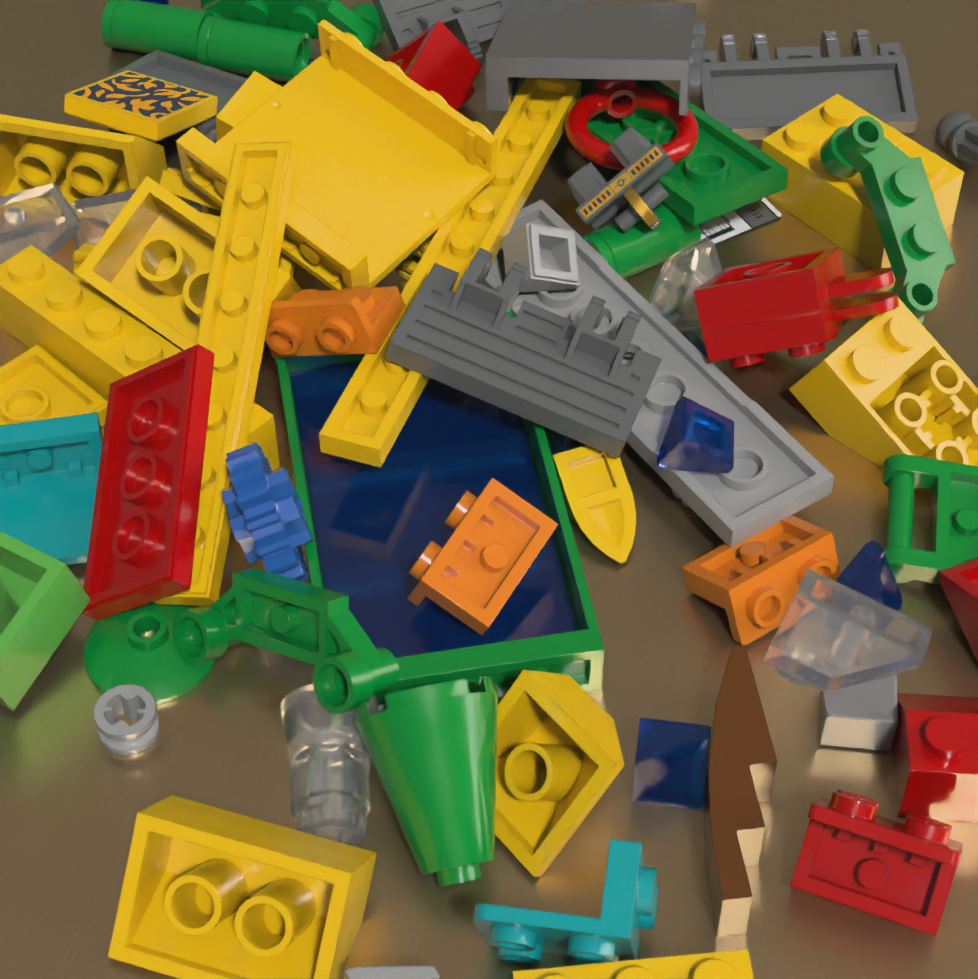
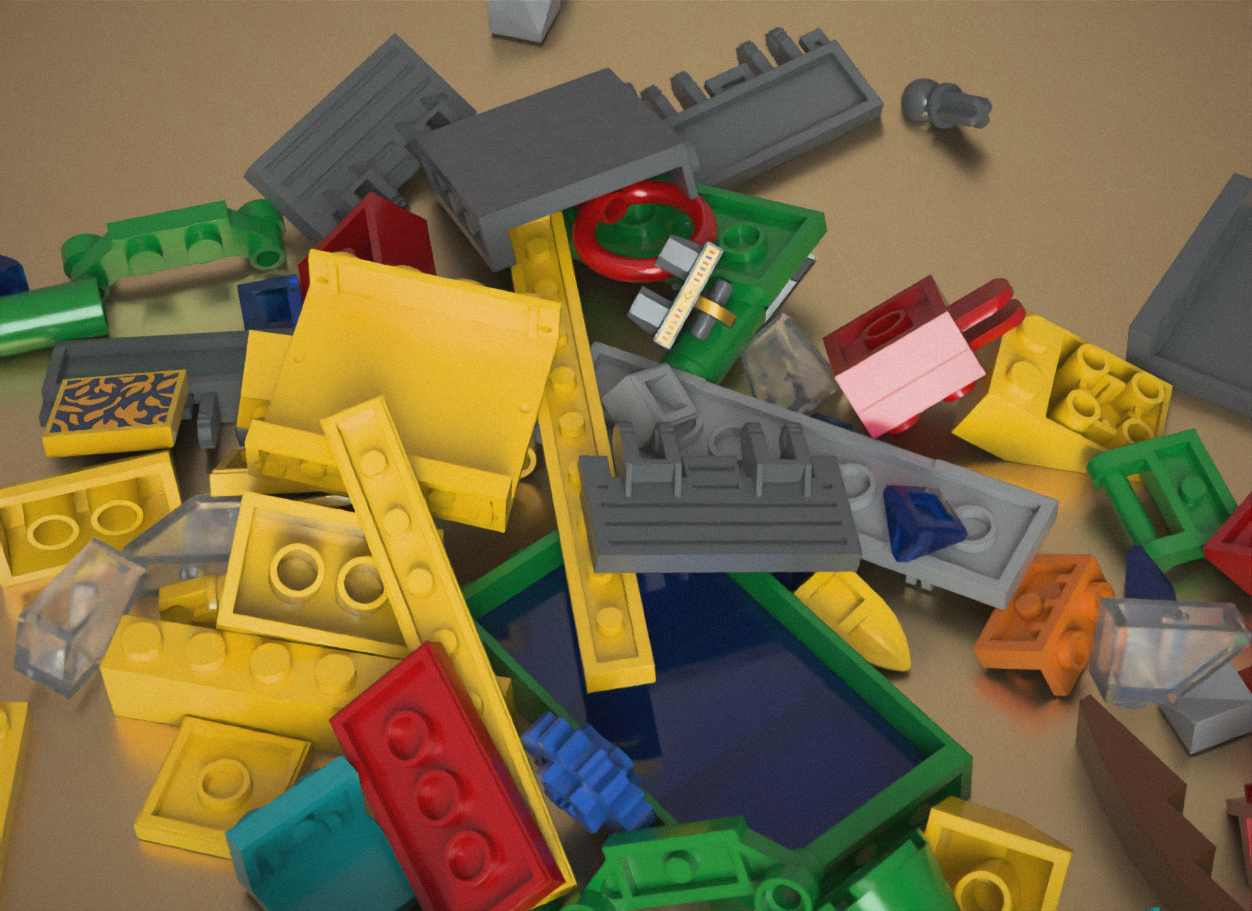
camera: 25 degrees left, 0 degrees up
(253, 47) = (166, 299): green pin -> none
(333, 321) = (514, 555): orange bracket -> none
(484, 556) = (807, 722): orange bracket -> none
(671, 763) = (1090, 826): clear blue slope -> none
(839, 205) = (882, 191): yellow brick -> none
(901, 208) = (949, 204): plate -> none

